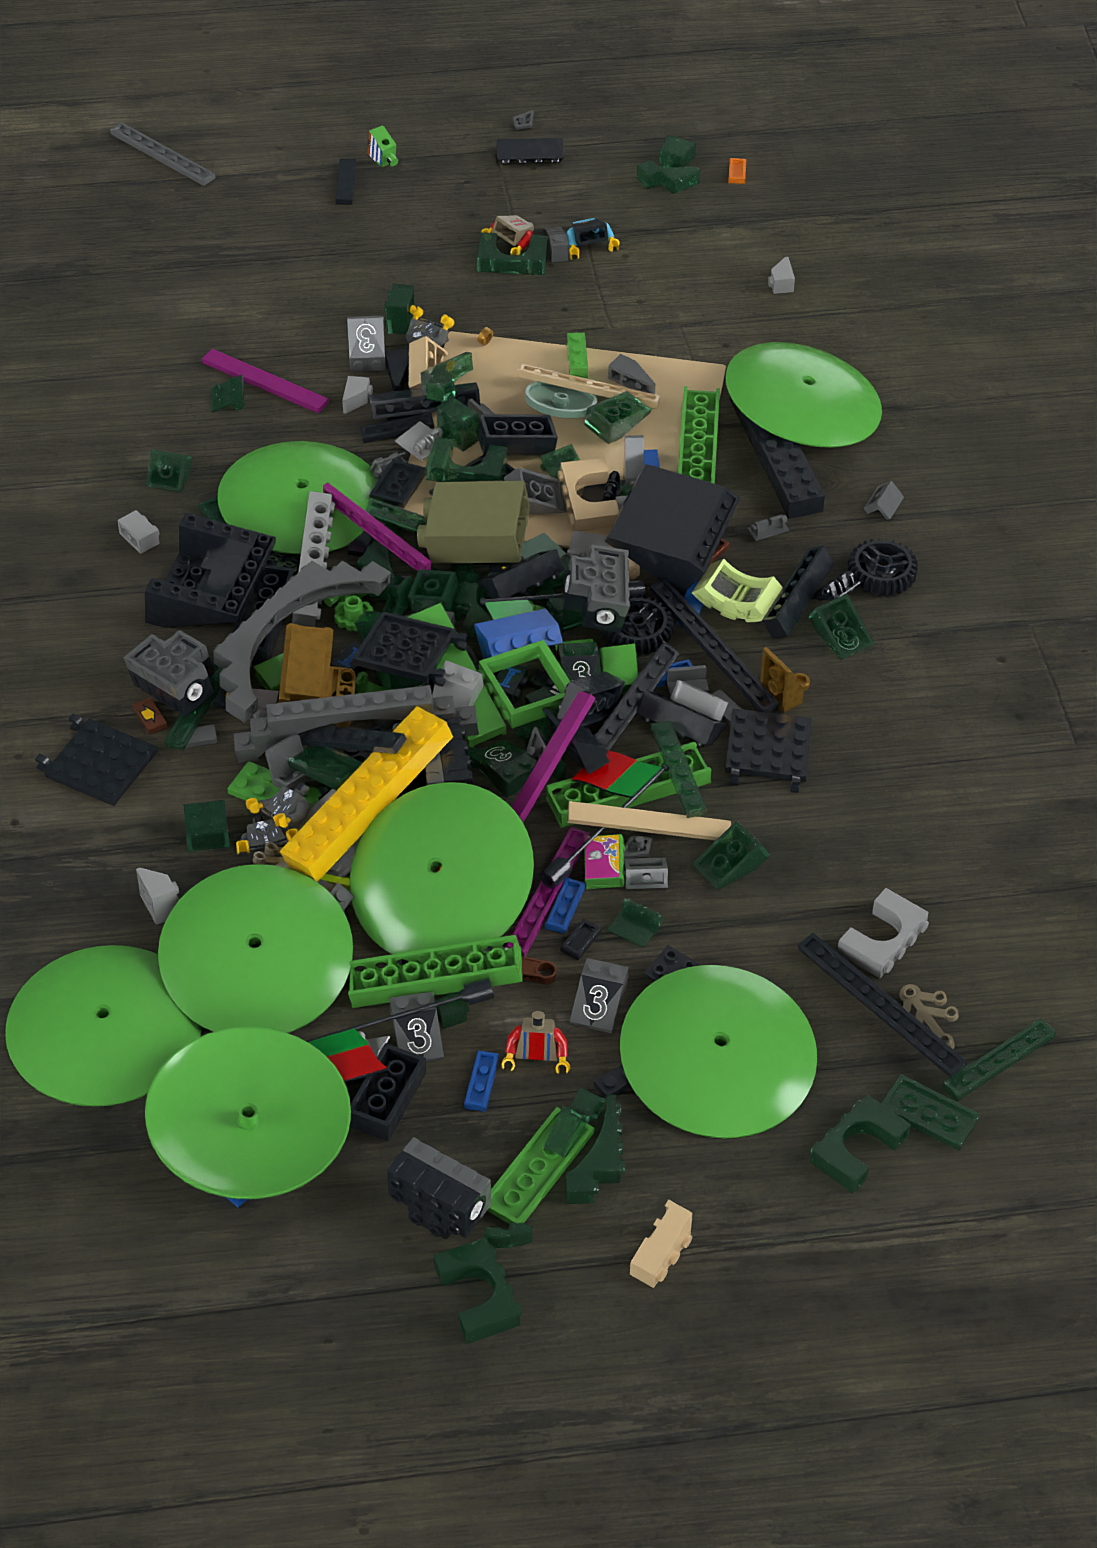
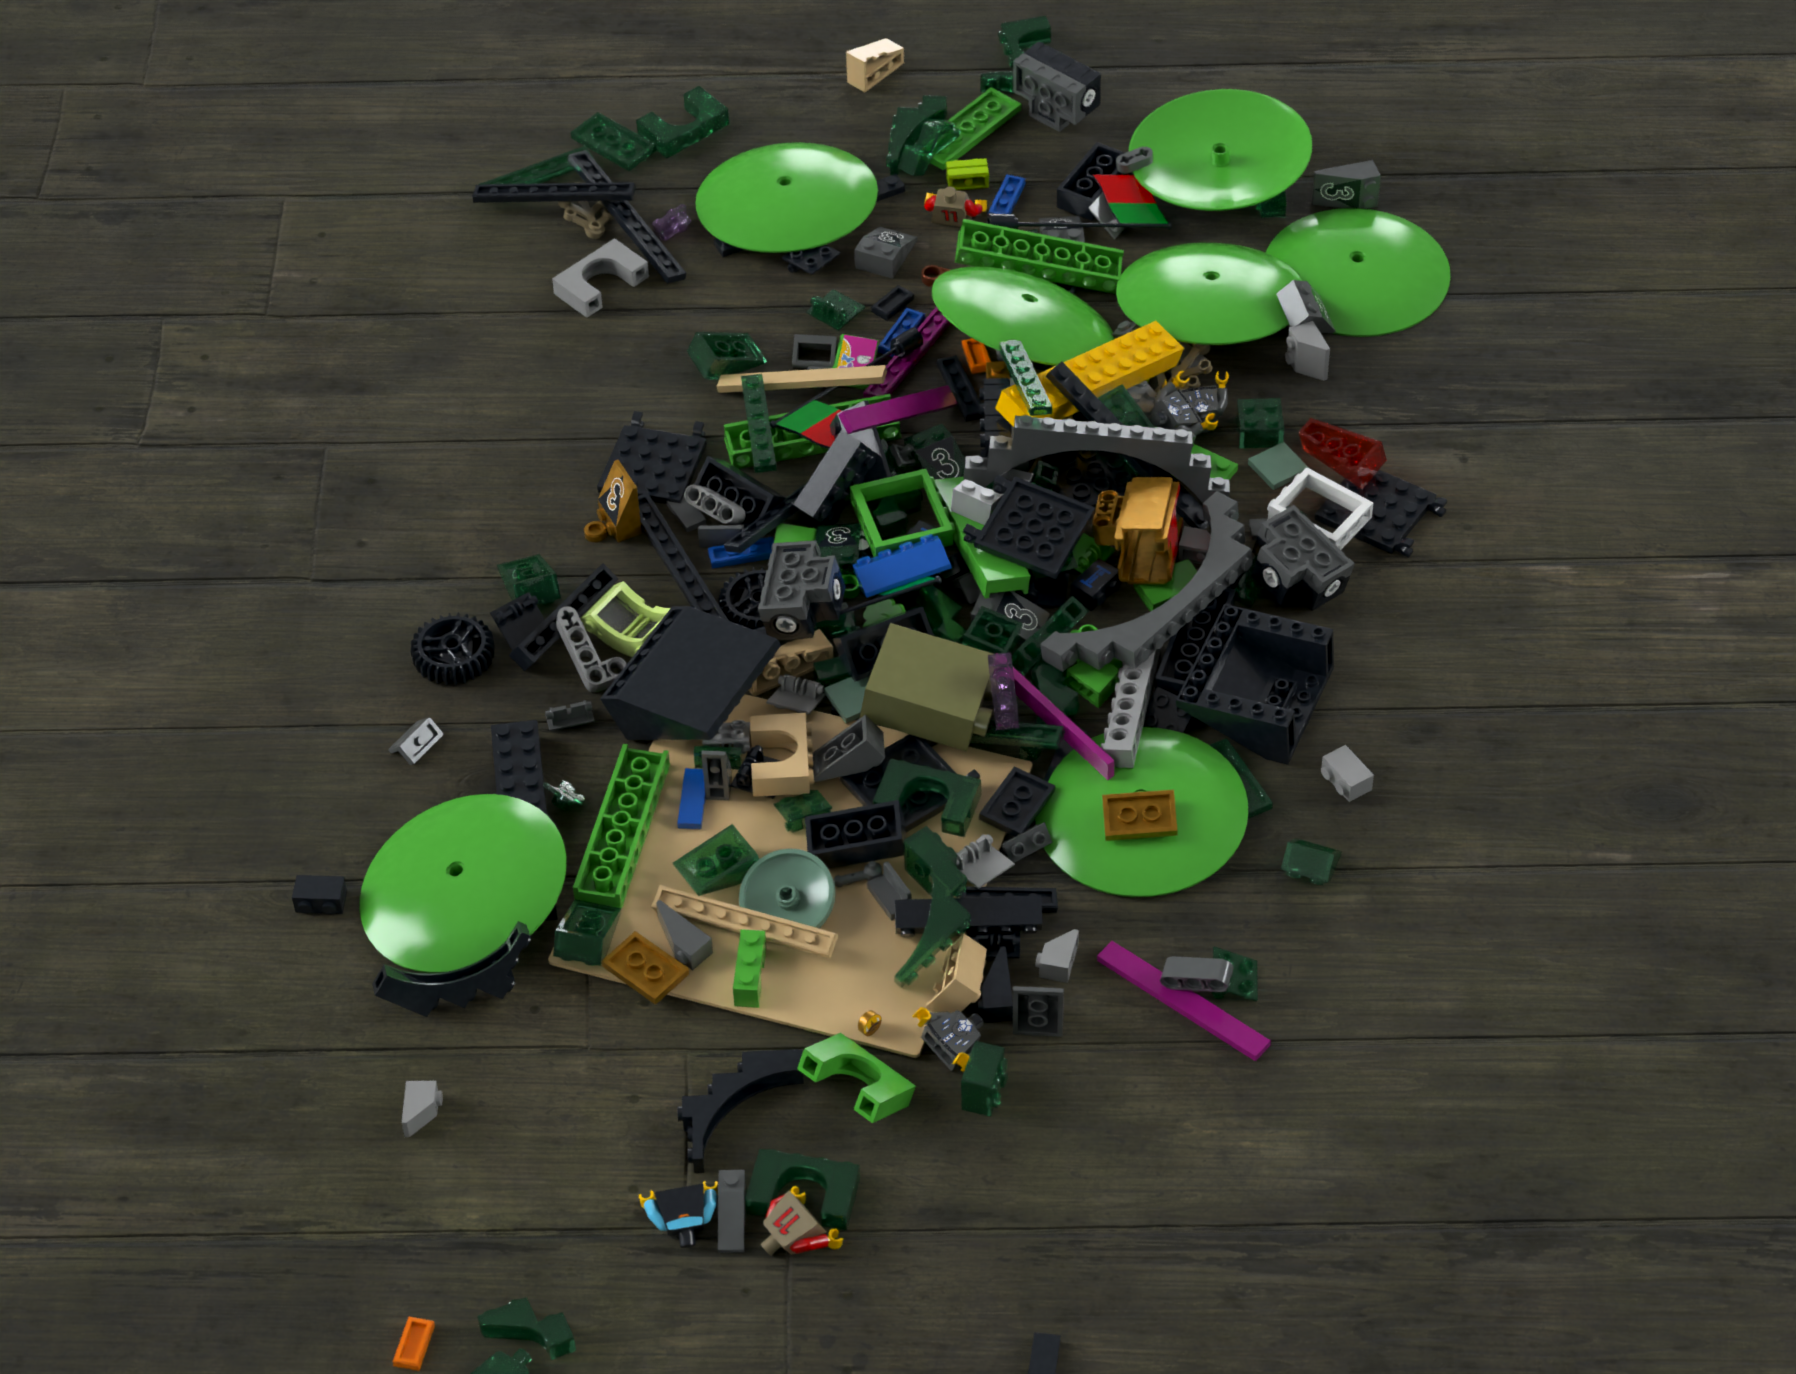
camera: 170 degrees left, 0 degrees up
(107, 1102) = (1347, 186): none -> dark grey slope
(116, 733) = (1357, 504): none -> white window
(128, 787) = (1343, 451): none -> clear red wedge
(156, 923) = (1304, 305): none -> dark grey slope
(187, 791) = (1277, 465): none -> sand green tile
(254, 374) = (1196, 974): none -> dark grey beam
(301, 462) = (1139, 815): none -> pearl gold plate
(342, 1088) = (1134, 159): none -> dark grey beam
(415, 510) = (1003, 691): none -> clear purple brick
(425, 732) = (1025, 378): none -> clear green plate
(499, 320) = (840, 1055): none -> bright green arch
(528, 1098) = (967, 174): none -> lime brick
(560, 309) = (755, 1074): none -> black arch
(654, 357) = (645, 967): none -> pearl gold plate
(702, 368) = (586, 932): none -> clear green slope
(751, 465) = (564, 795): none -> clear green animal
(767, 556) = (586, 648): none -> light grey beam
(801, 327) = (422, 991): none -> black arch
(837, 1001) = (673, 222): none -> clear purple hips
(908, 390) = (319, 894): none -> black brick
(964, 1012) = (554, 192): none -> black tile

